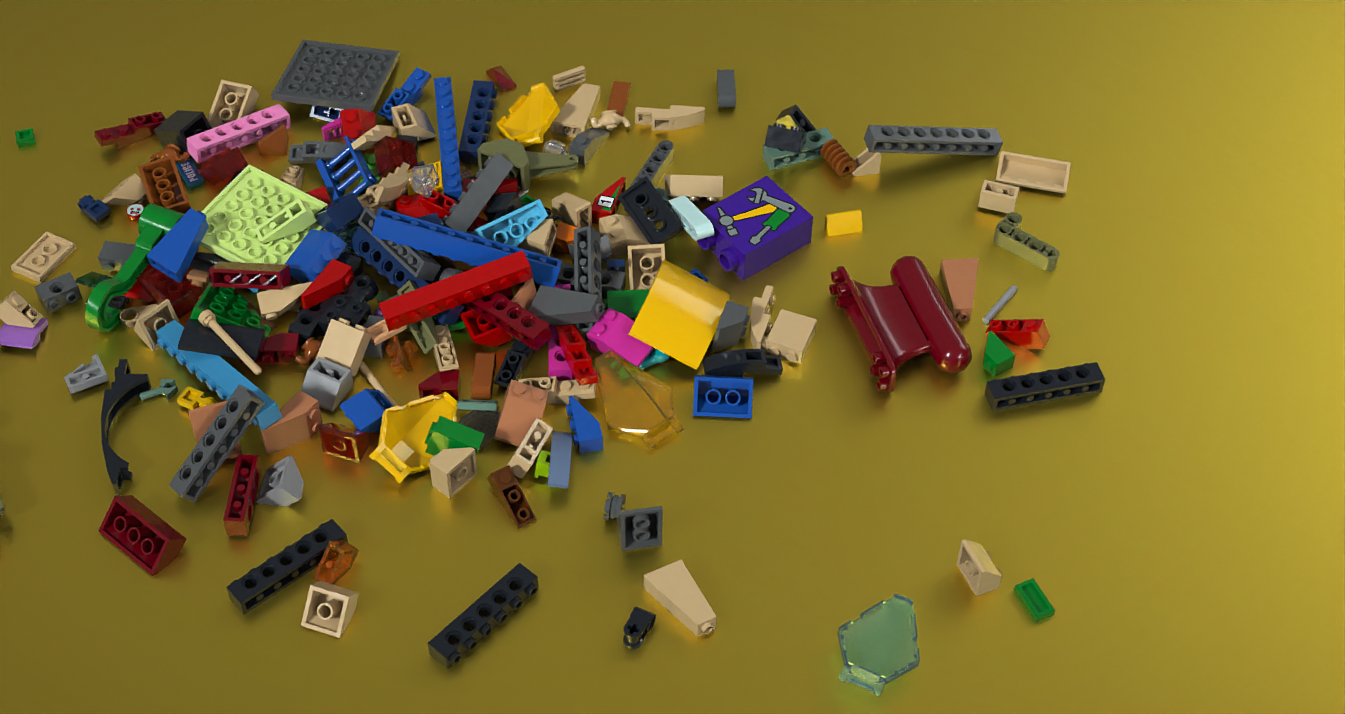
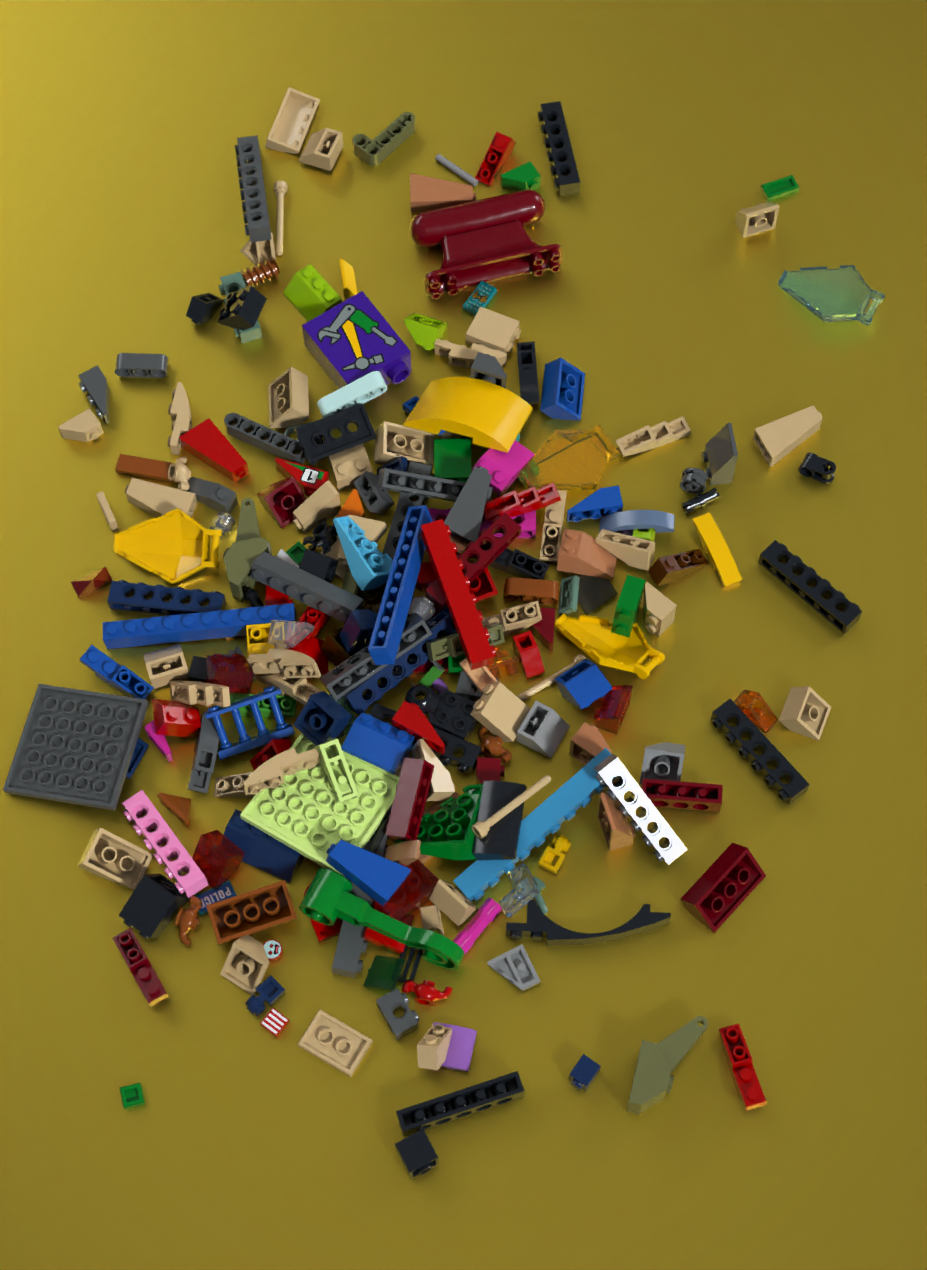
camera: 85 degrees left, 15 degrees up
(69, 217) = (274, 1022): none -> red tile
(75, 311) = (426, 992): none -> red piece
(122, 338) = (476, 926): none -> dark pink axle
(153, 369) = (522, 893): none -> clear plate
(285, 179) = (271, 772): none -> tan slope
(409, 371) = (528, 654): none -> red slope
(530, 528) = (717, 549): none -> yellow slope
(581, 184) = (282, 499): none -> dark red slope
(593, 517) = (700, 500): none -> black pin
(636, 142) = (215, 450): none -> red slope
(657, 57) = (81, 427): none -> tan slope
(672, 476) = (653, 437): none -> tan slope
(693, 63) = (96, 386): none -> dark grey slope
(789, 281) = (425, 329): none -> lime slope
(824, 198) = (311, 293): none -> lime slope
(835, 328) = (479, 298): none -> teal tile
(945, 169) = (280, 190): none -> tan piece

